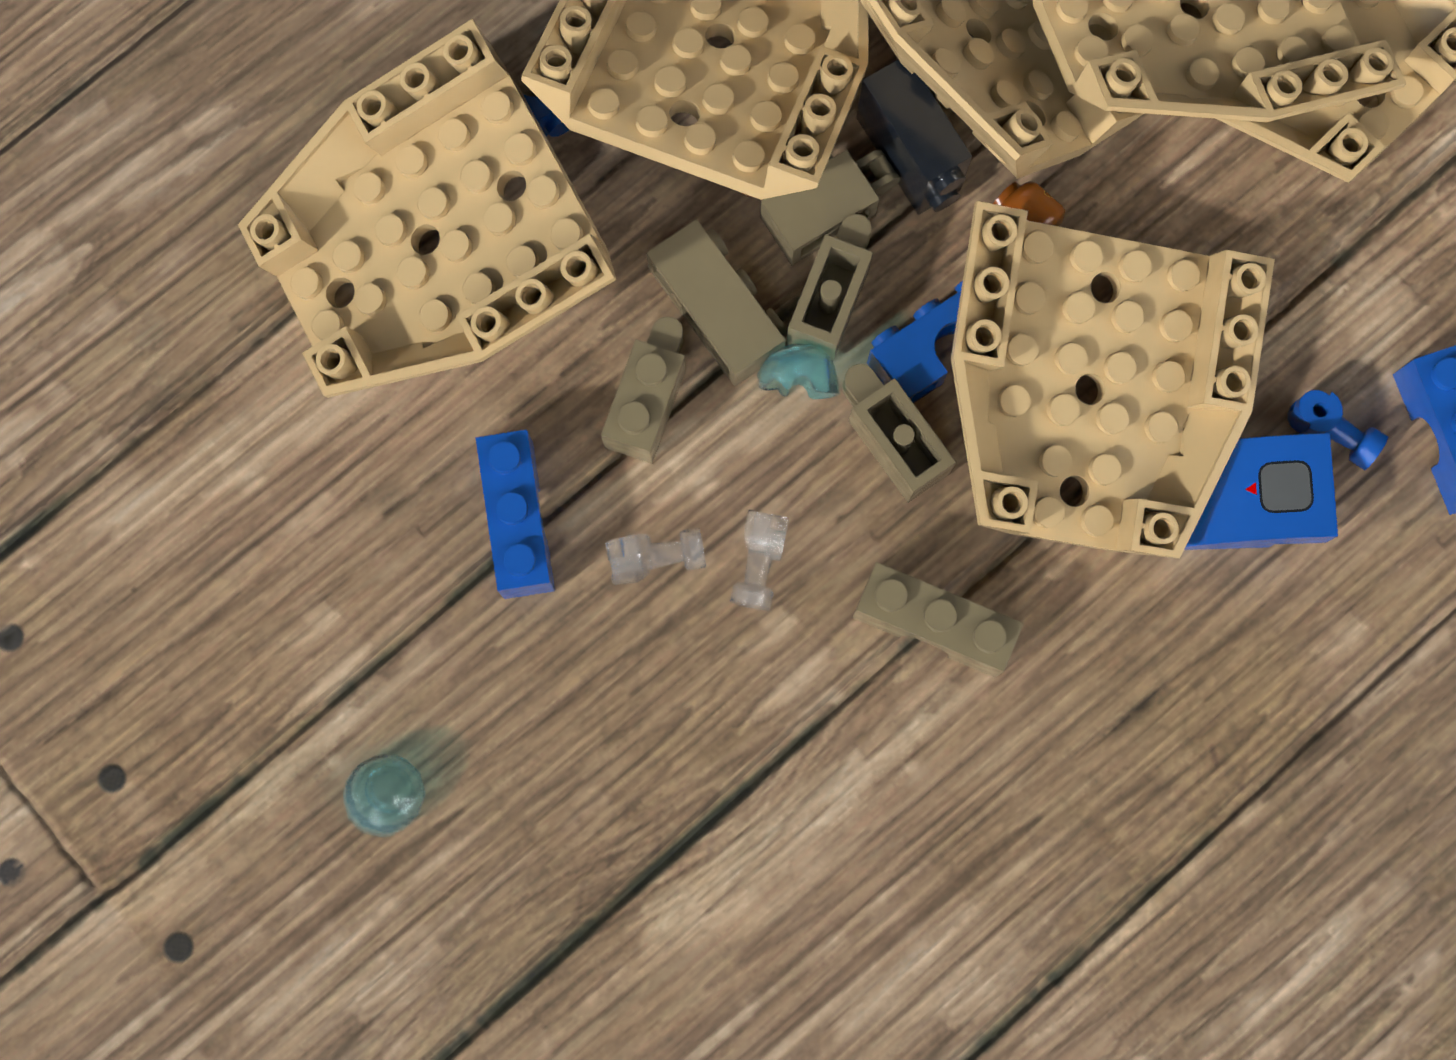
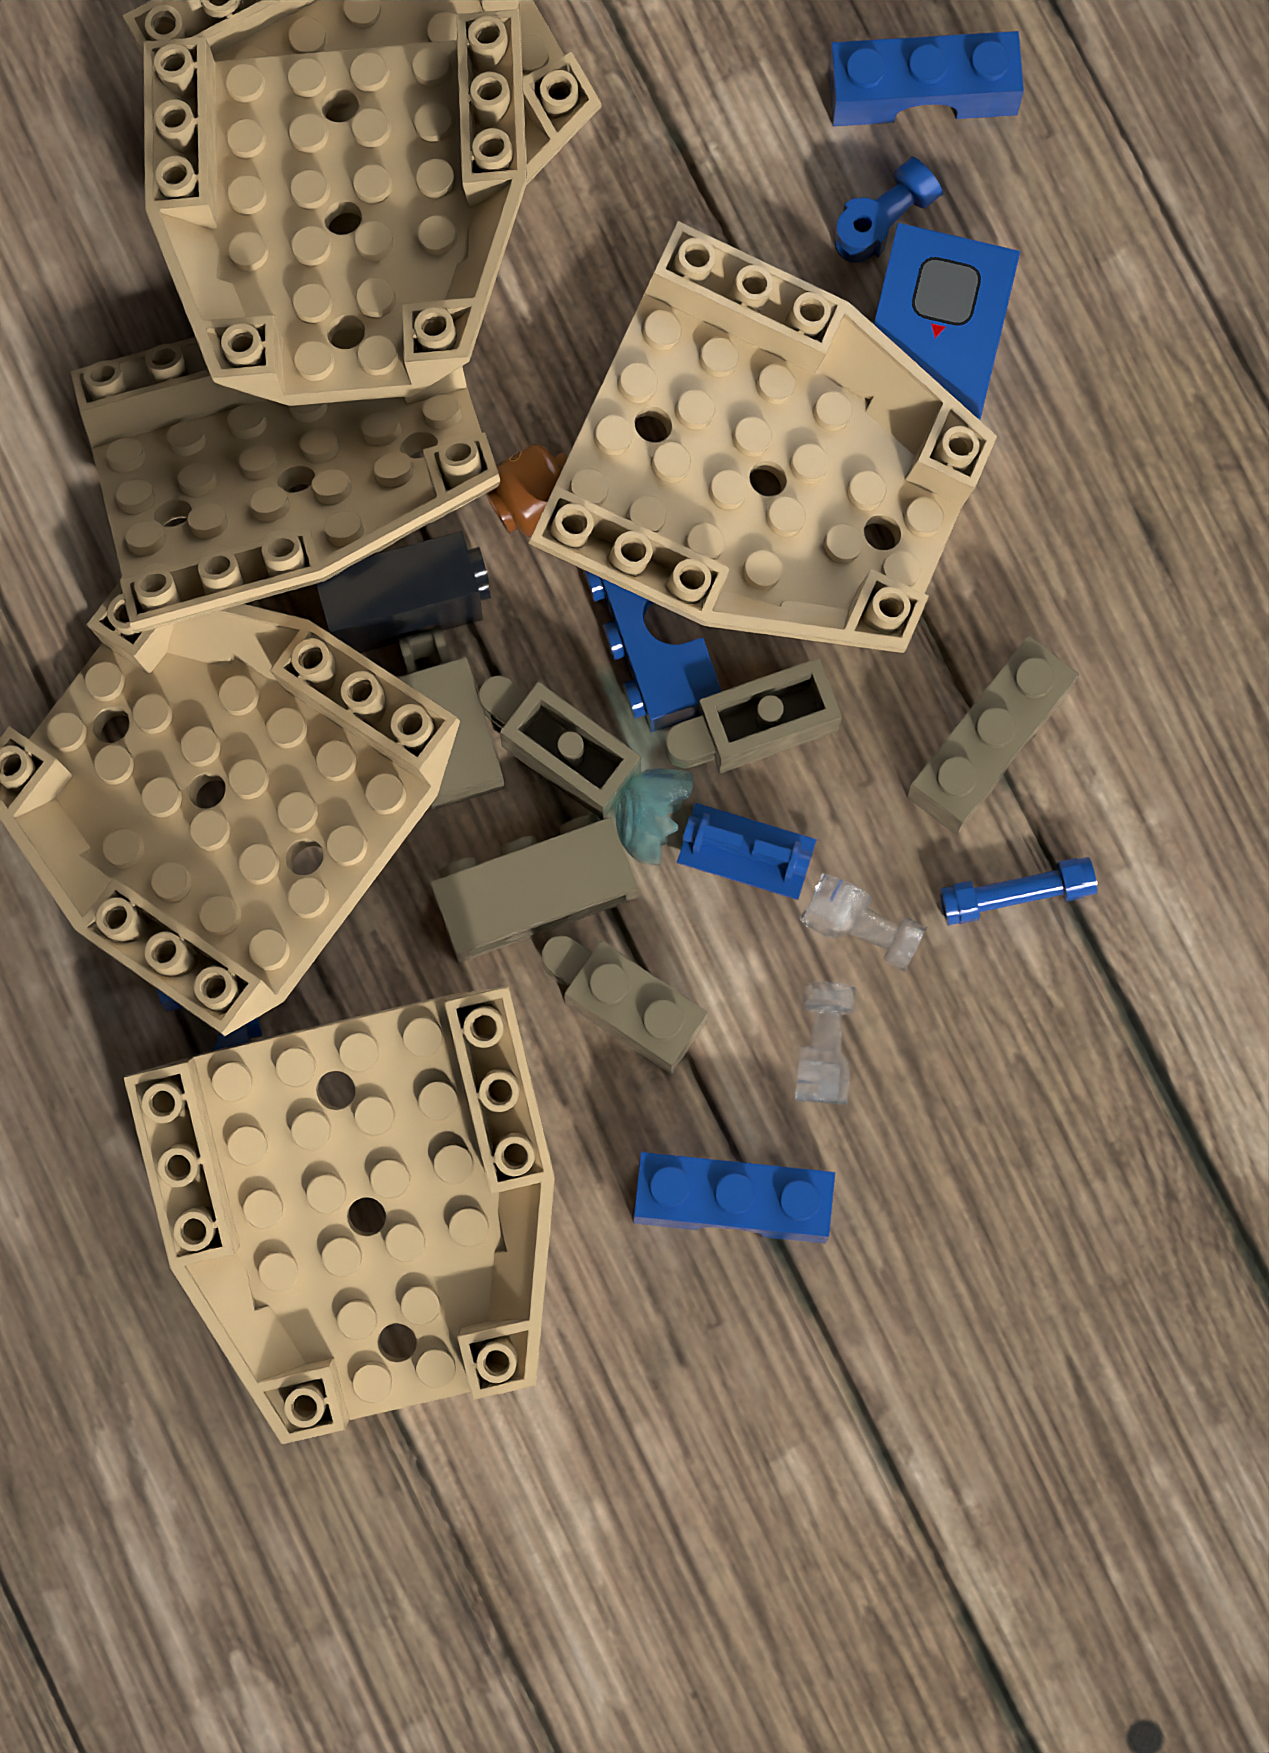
camera: 75 degrees left, 0 degrees up
(383, 795) = (1028, 1445): clear light blue hair -> none
(792, 455) = (746, 851): none -> blue hinge
(799, 635) = (1072, 880): none -> blue bar

